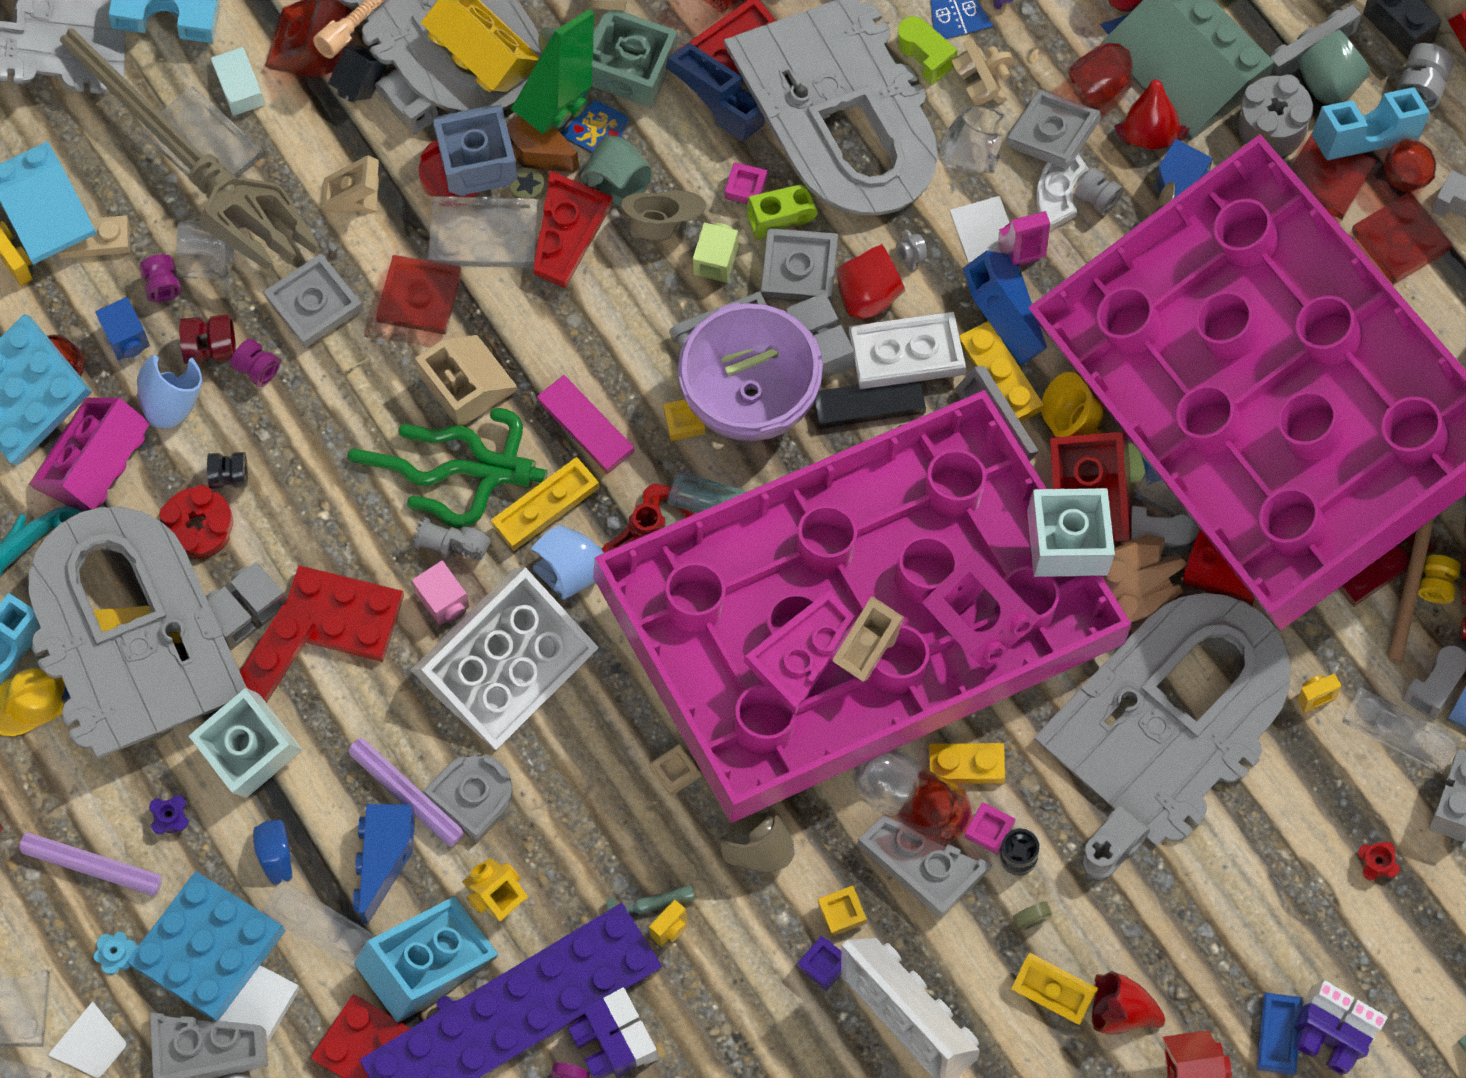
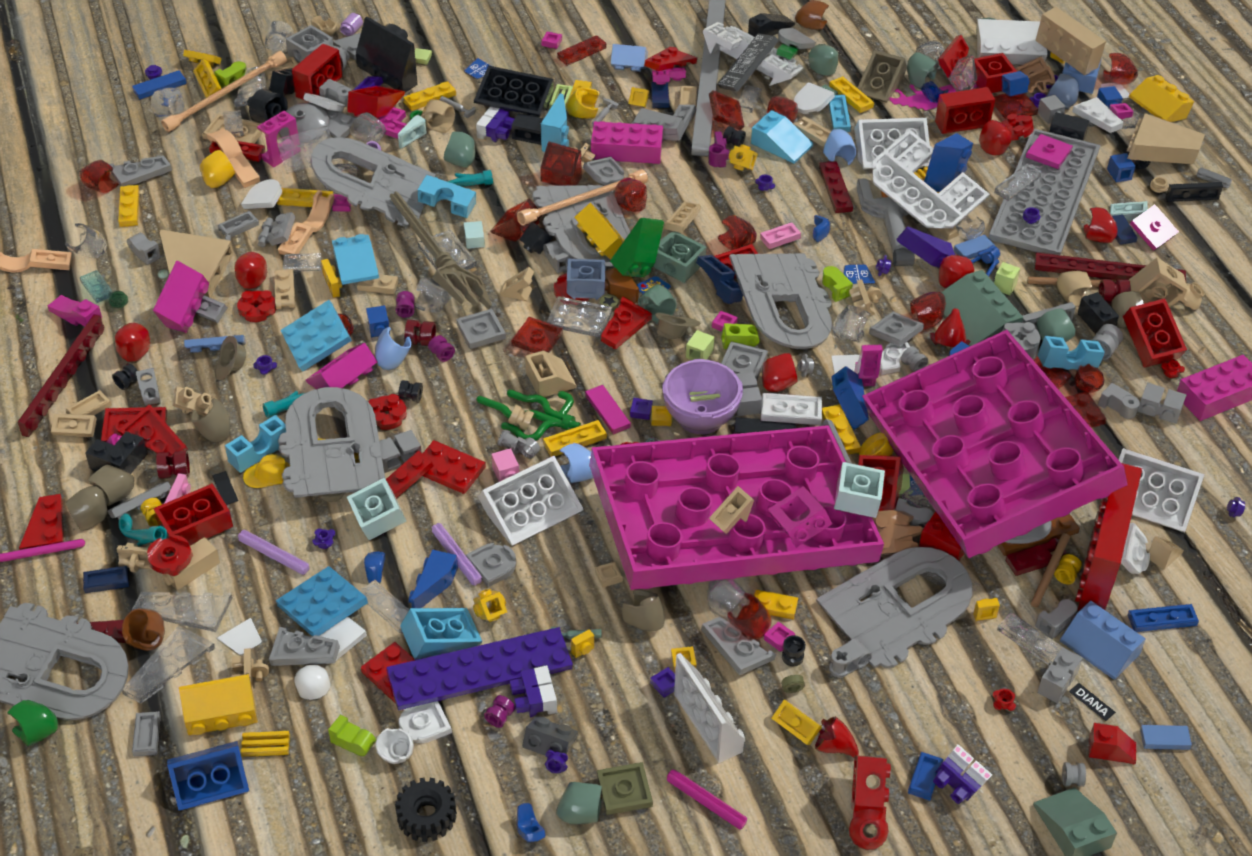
camera: 10 degrees right, 20 degrees down
(111, 962) = (270, 596): medium azure plant -> none
(440, 485) = (520, 417): none -> tan wheel
(645, 411) = (641, 408): none -> dark purple plate
(800, 650) = (692, 509): dark pink wing -> none

